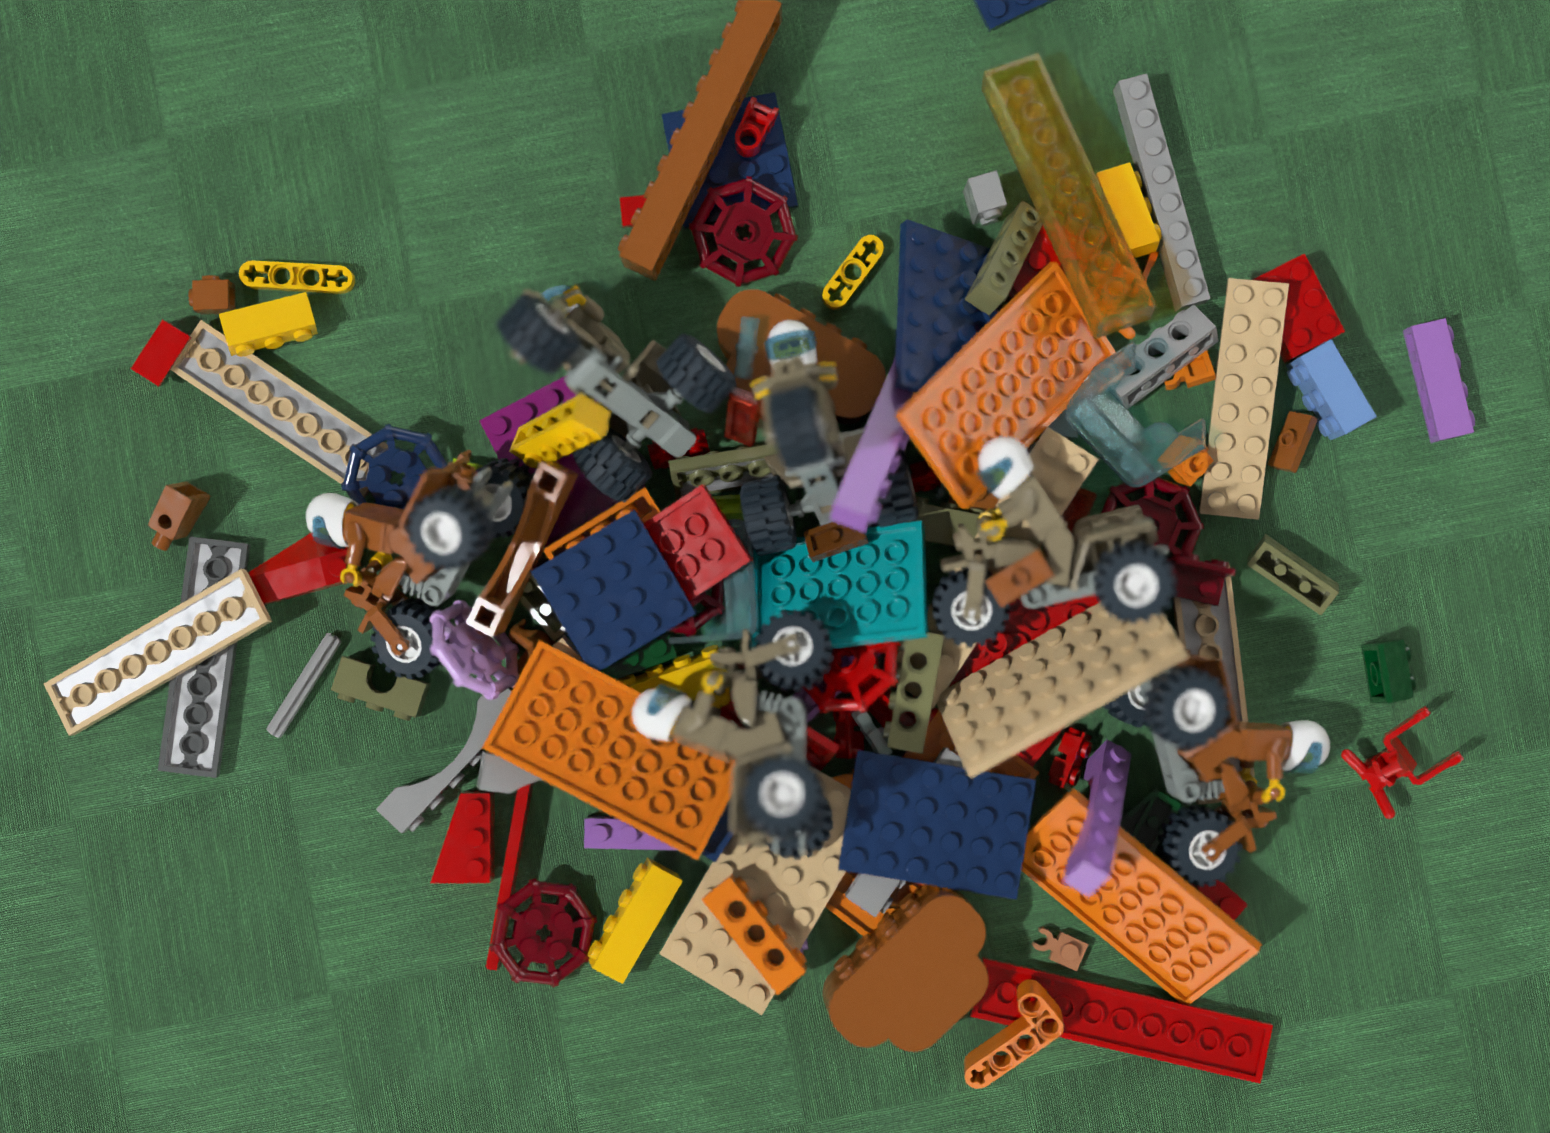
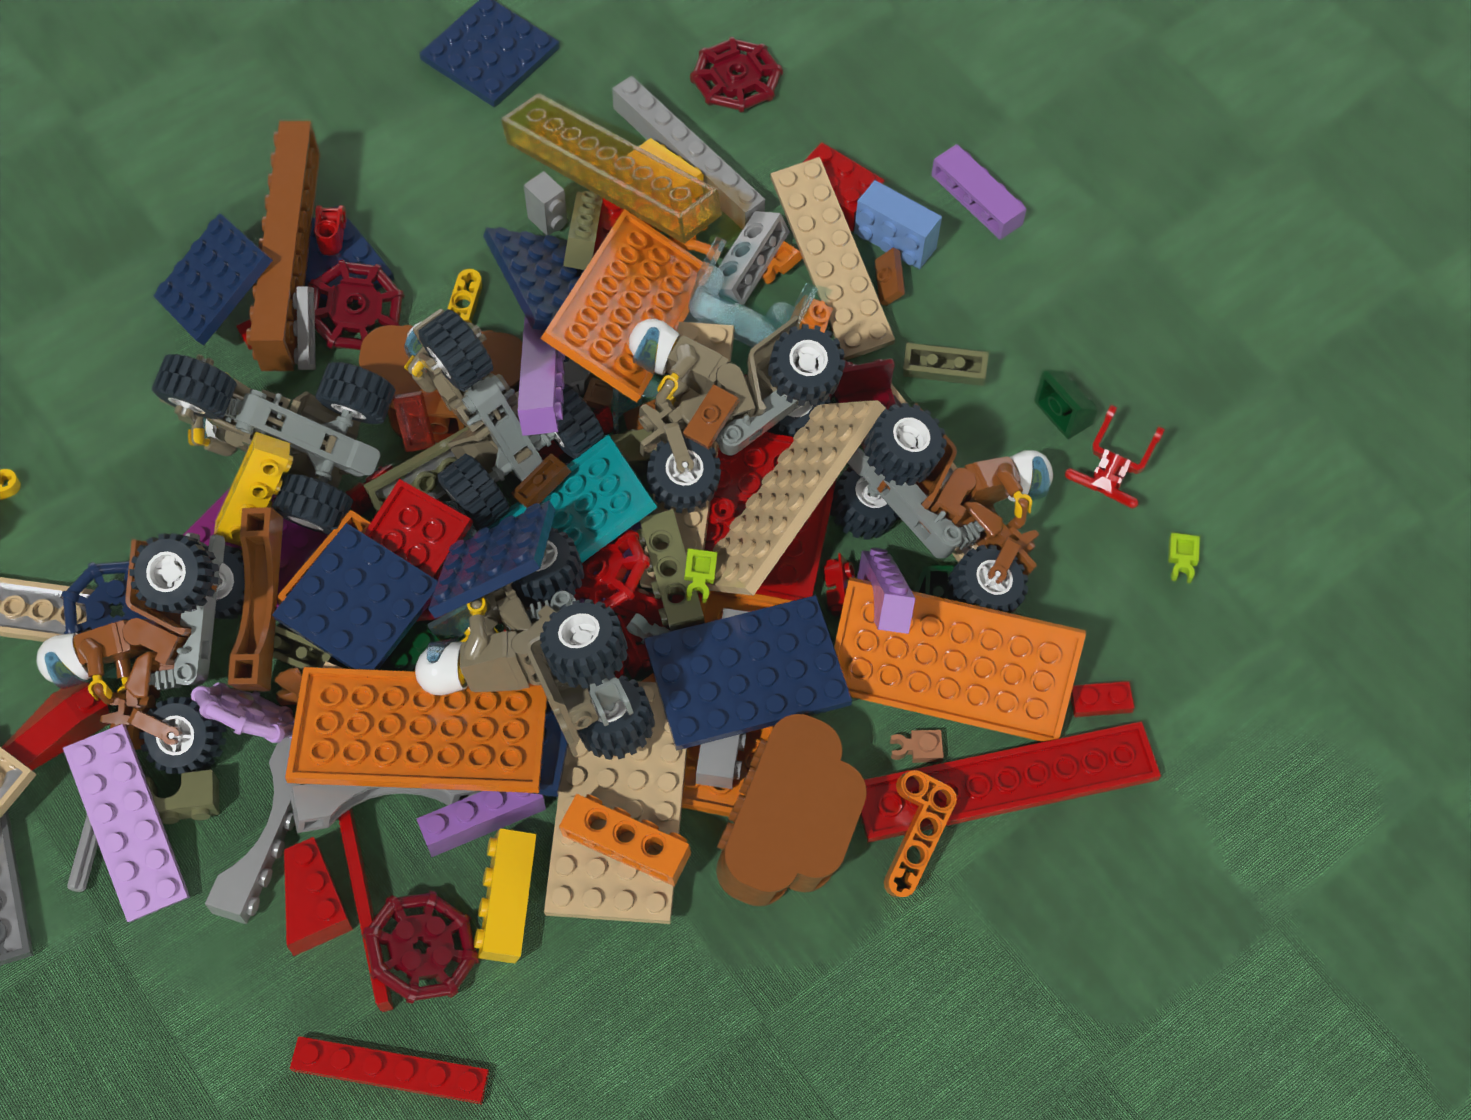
camera: 25 degrees left, 25 degrees down
(334, 700) = (126, 823): none -> lavender plate
(476, 1020) = (389, 1070): none -> red plate
(613, 147) = (212, 278): none -> dark blue plate
(682, 244) = (304, 328): none -> light grey plate
(746, 348) = (392, 366): clear light blue pin -> none
(749, 633) = (493, 558): none -> dark blue plate
(939, 711) = (700, 570): none -> lime plate
(1252, 121) = (732, 84): none -> dark red plate
(1254, 984) = (1102, 699): none -> red plate
(1410, 877) = (1183, 552): none -> lime plate

